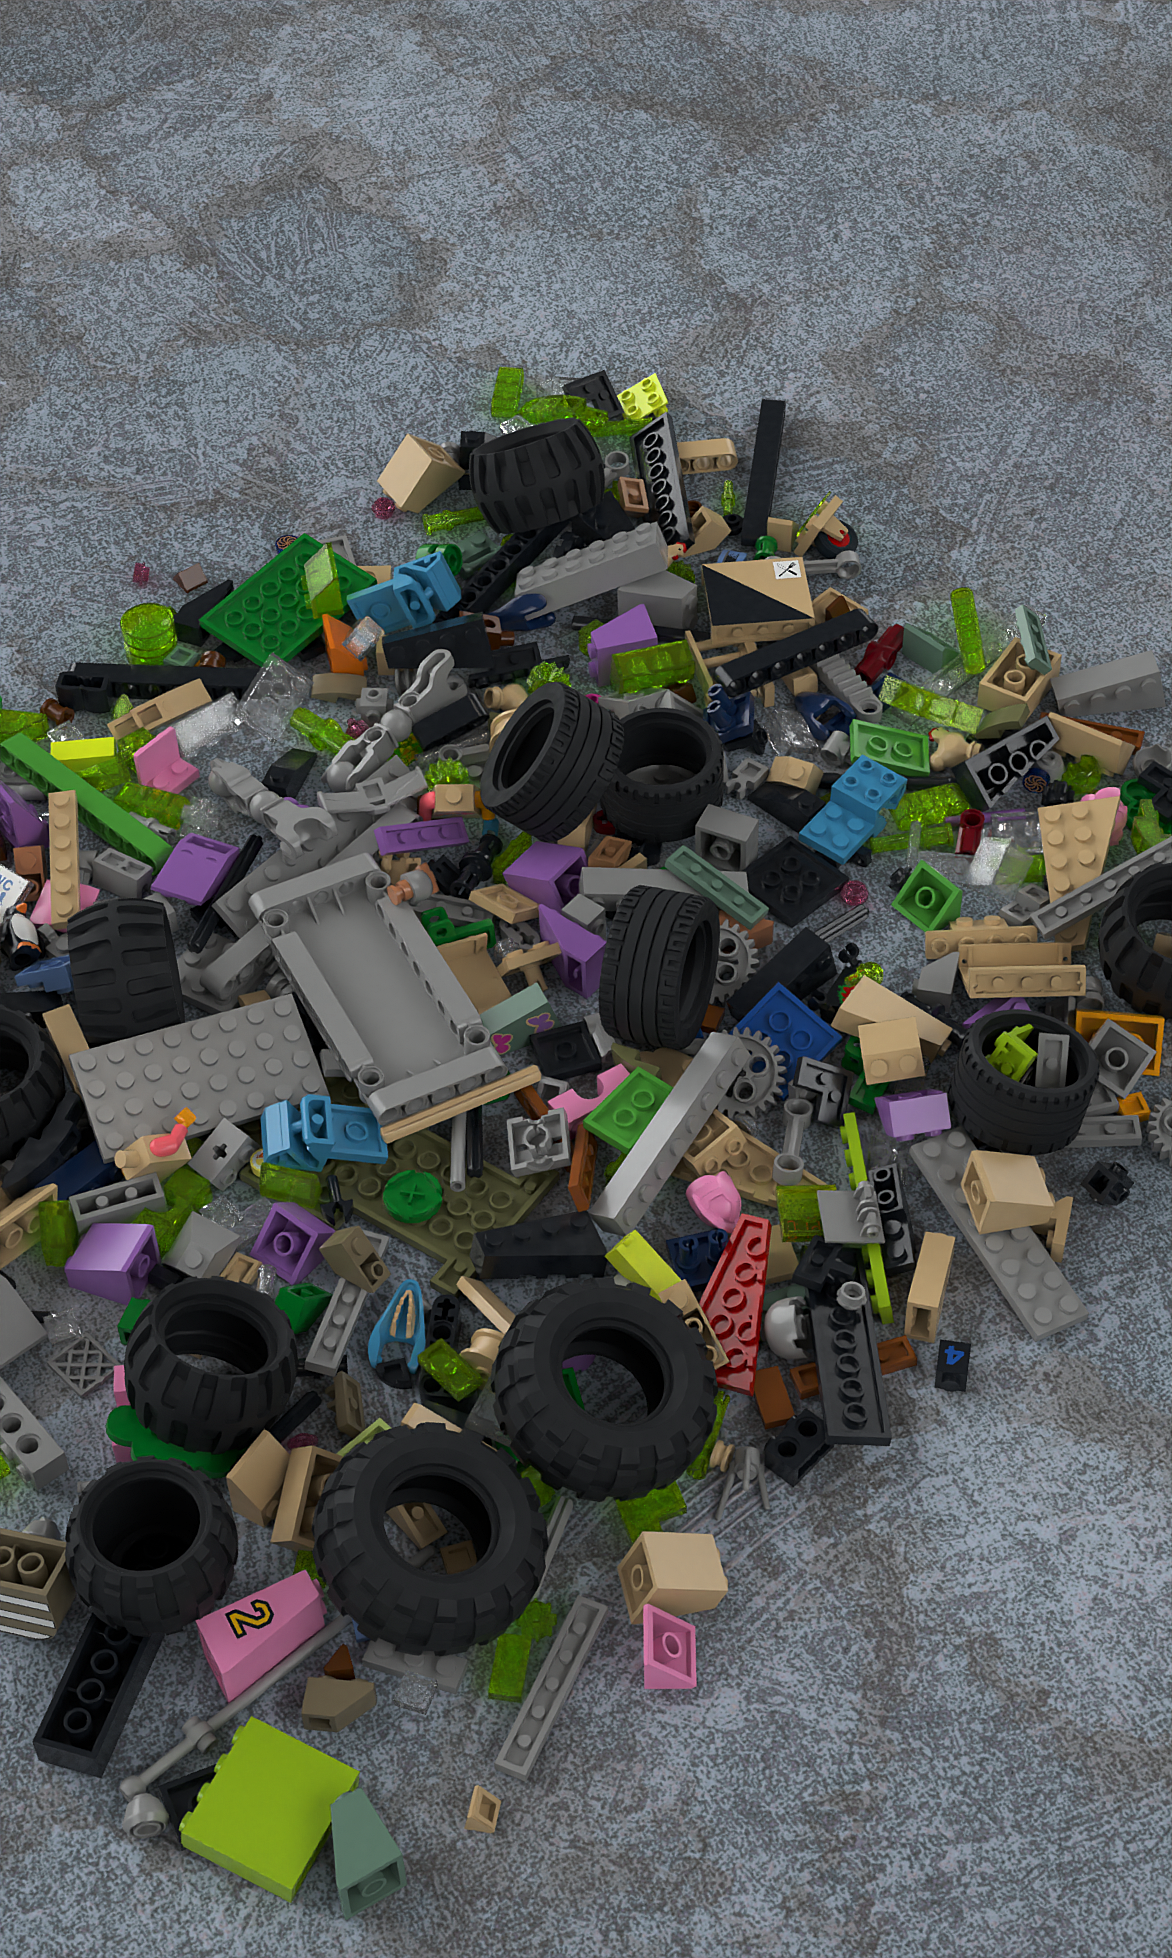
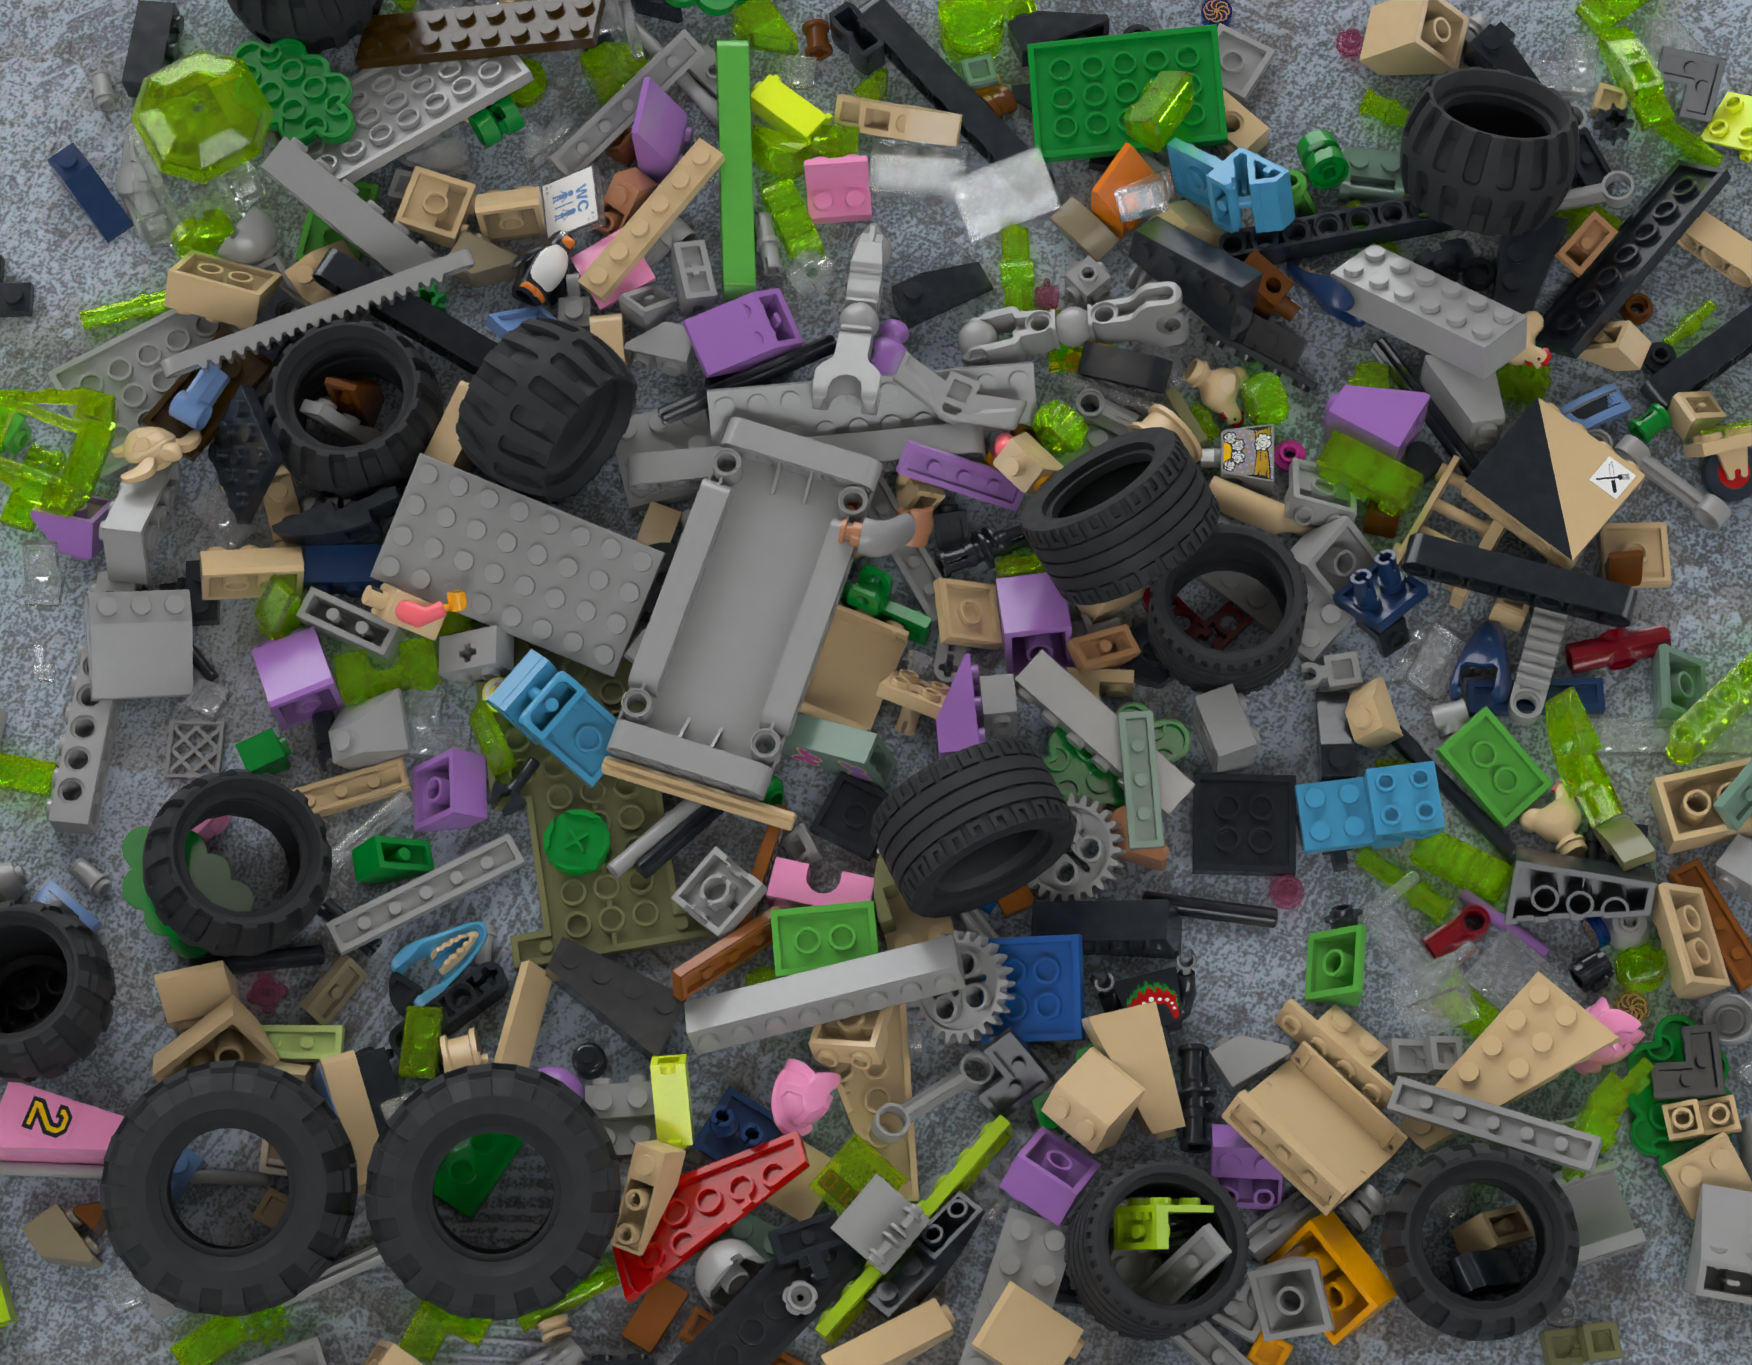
camera: 50 degrees right, 20 degrees up
(355, 1258) = (460, 864): dark tan slope -> none
(869, 969) = (1174, 999): clear neon green plate -> none

